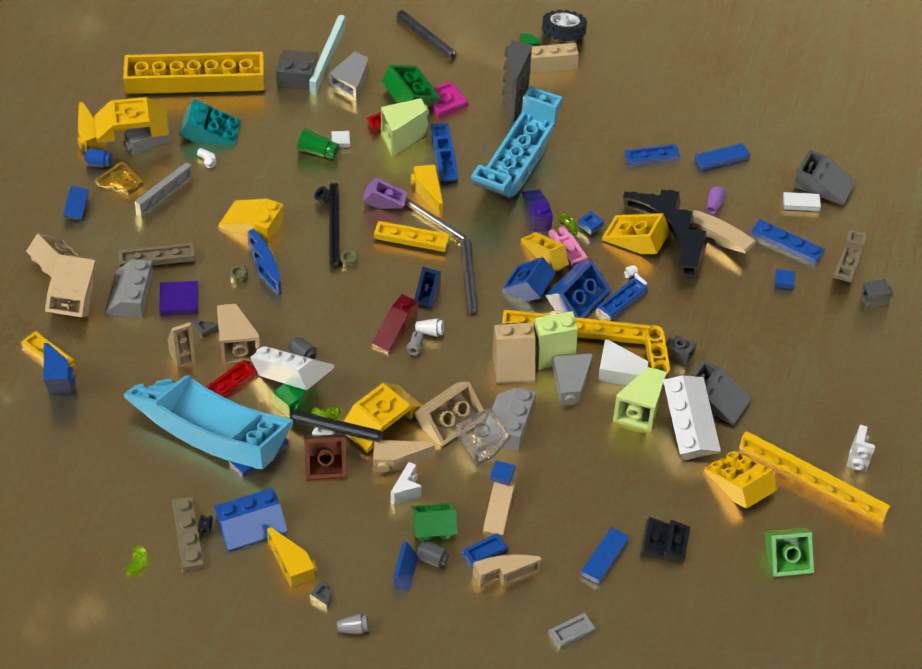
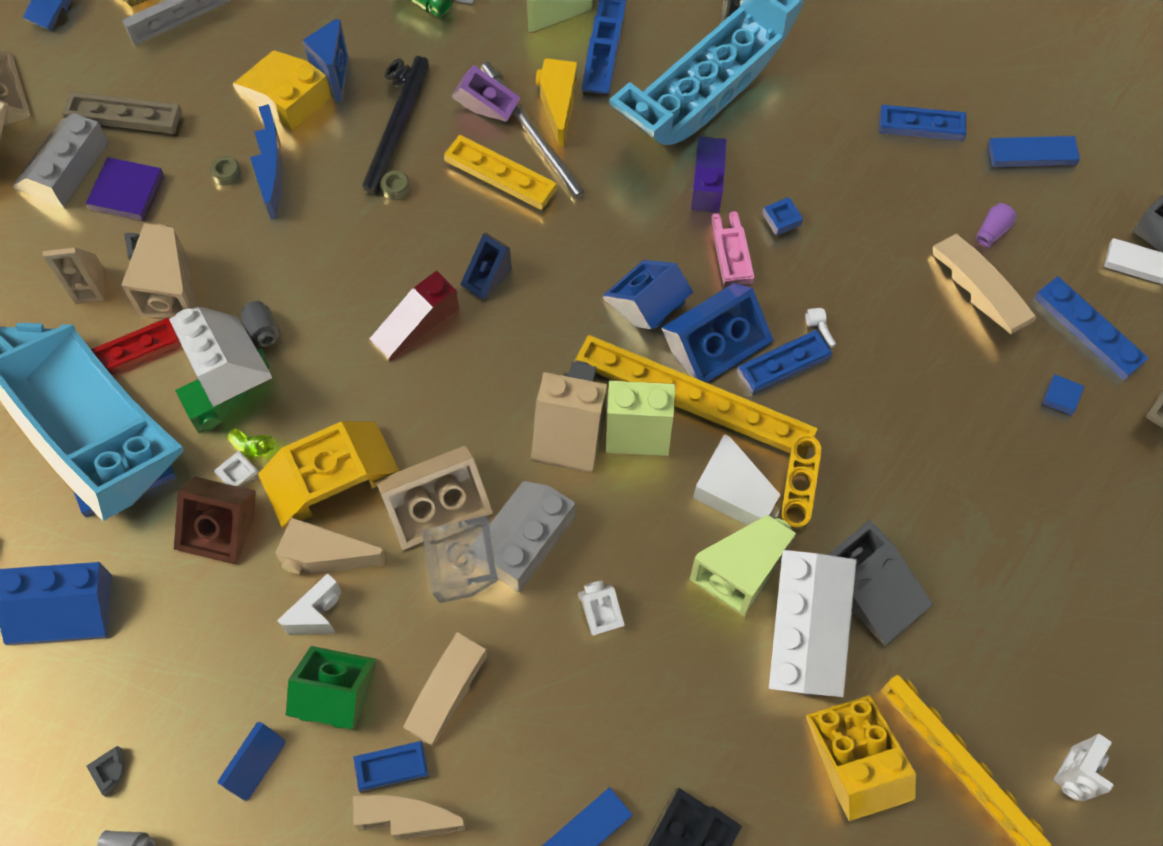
camera: 20 degrees right, 15 degrees up
(278, 191) = (329, 54): none -> blue slope
(292, 559) = (83, 701): yellow slope -> none
(336, 426) = (247, 475): black axle -> none
(414, 346) = (428, 362): light grey pin -> none
(430, 327) = (466, 335): white cone -> none
(432, 554) = (302, 752): dark grey brick -> none
(469, 276) = (561, 263): flat silver axle -> none
(502, 472) = (460, 642): blue tile -> none
(549, 249) = (694, 249): yellow slope -> none
(570, 443) = (601, 607): none -> white bracket
(571, 222) = (752, 206): clear neon green arm -> none
(571, 376) = (649, 484): light grey slope -> none
(638, 232) = (851, 252): yellow slope -> none
(680, 350) = (841, 490): dark grey brick -> none
(690, 241) = (908, 223): black arch -> none

